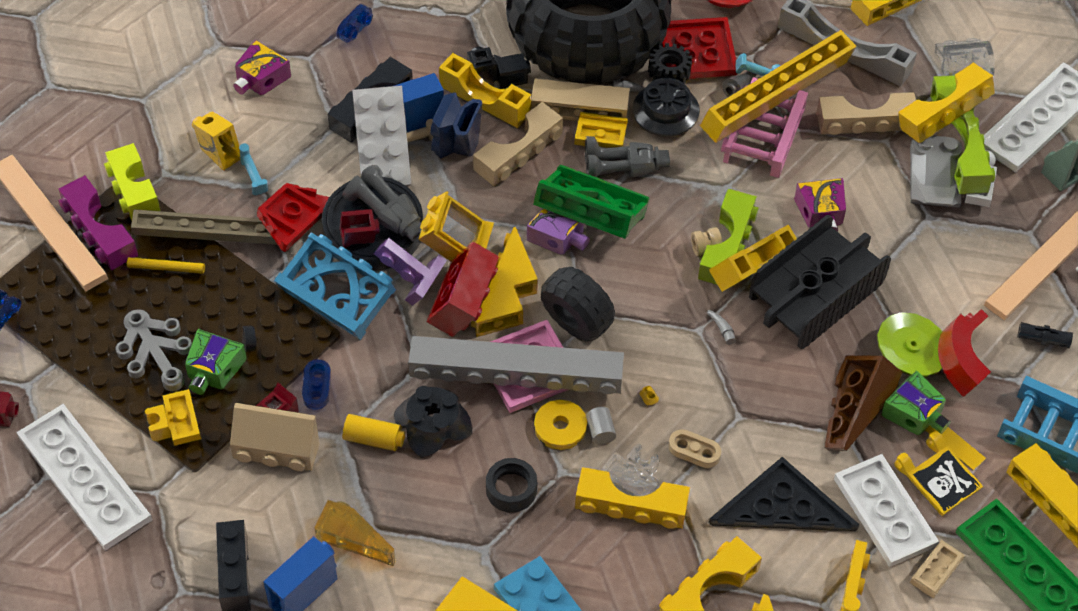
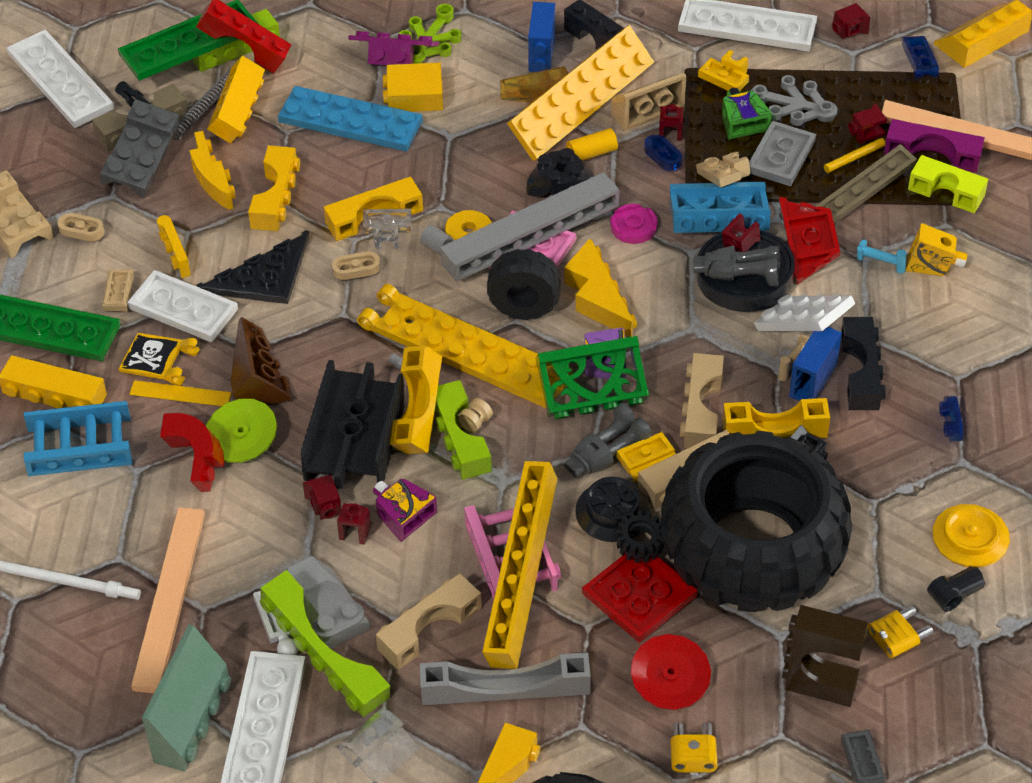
camera: 145 degrees right, 5 degrees down
(123, 278) = (866, 124): none -> dark red window
(226, 301) = (781, 153): none -> light grey plate
(249, 338) = (736, 140): black tile -> none
(260, 69) = (976, 331): magenta torso -> none
(296, 313) = (725, 171): none -> tan plate
(323, 490) = (580, 93): none -> yellow plate
(401, 330) = (633, 223): none -> dark pink tile
(410, 268) = (678, 248): medium lavender bracket -> none
(452, 227) = (672, 287): yellow window -> none
(456, 127) = (761, 367): dark blue piece -> none
(463, 289) = (620, 251): red brick -> none
(511, 503) = (462, 159): black tyre -> none
(649, 395) = (422, 286): yellow rock -> none
(663, 315) = (459, 344): none -> yellow hinge
(736, 83) = (571, 577): flat silver cone -> none
(742, 64) = (547, 615): medium azure piece -> none
(871, 213) = (356, 516): none -> dark red window
(883, 244) = (323, 496): none -> dark red window
(916, 406) = (205, 385): bright green torso -> none
(925, 118) = (340, 663): yellow arch -> none
(1045, 335) = (134, 510): black pin -> none

